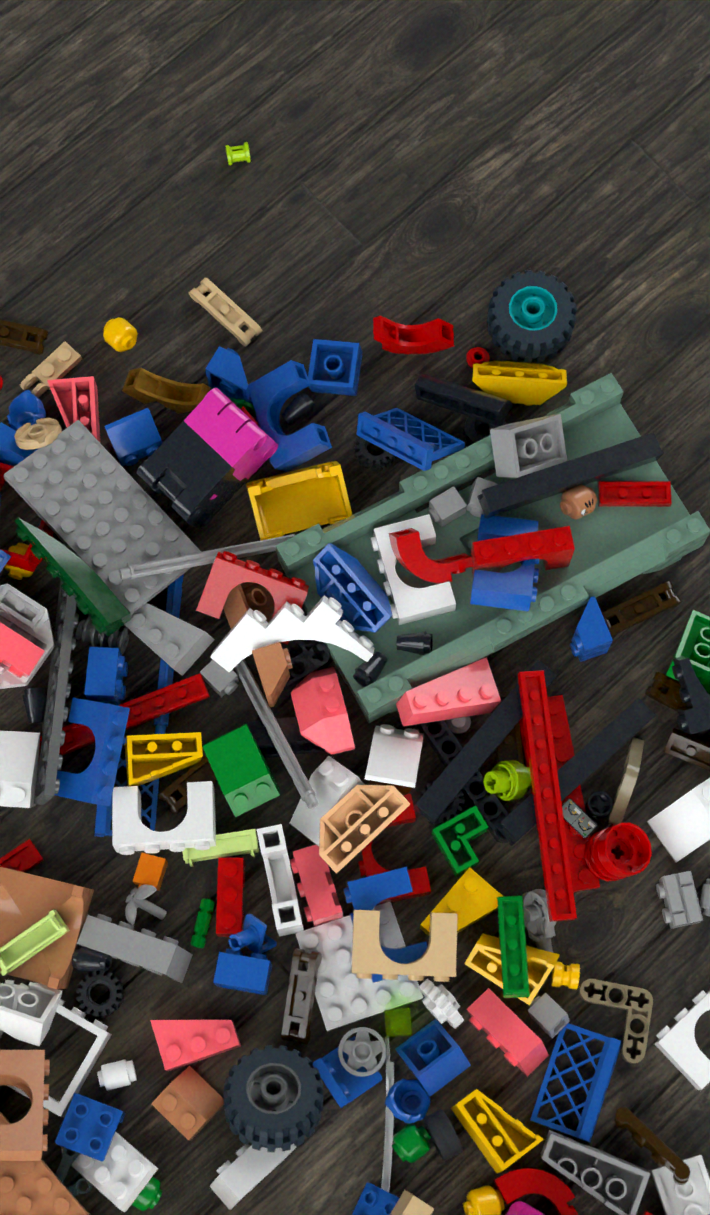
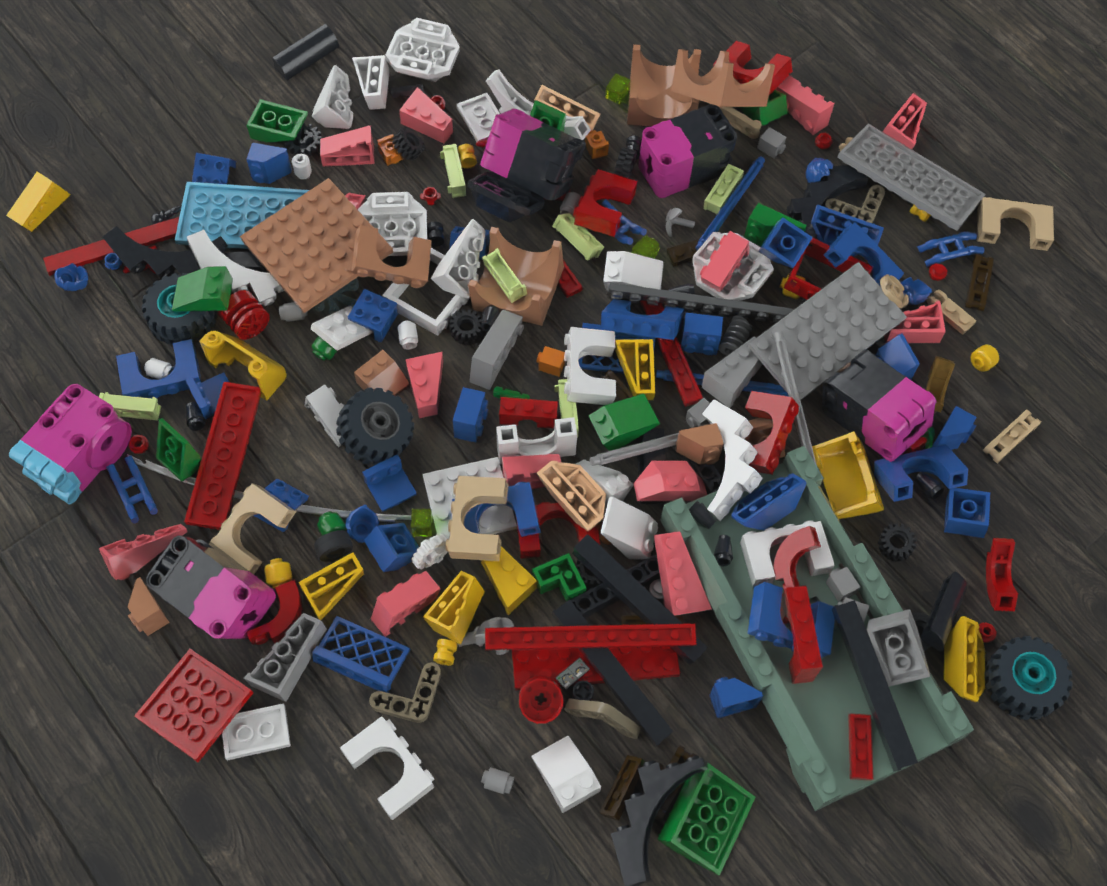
camera: 90 degrees right, 10 degrees down
(78, 579) = (772, 306): dark green wedge -> none
(137, 899) = (530, 349): light grey plant -> none
(252, 936) = (496, 420): blue bracket -> none
(300, 996) = (450, 455): plate -> none
(362, 1051) = (403, 495): light grey wheel -> none
(407, 437) = (897, 548): blue fence -> none
(508, 780) = (606, 613): lime piece -> none
(513, 947) = (468, 601): green tile -> none
(548, 1015) = (414, 634): light grey brick -> none
(578, 501) = (850, 693): nougat head -> none
(641, 608) = (755, 747): dark brown plate -> none
(645, 1137) = (294, 708): dark brown plate -> none
(679, 899) = (498, 751): light grey brick -> none

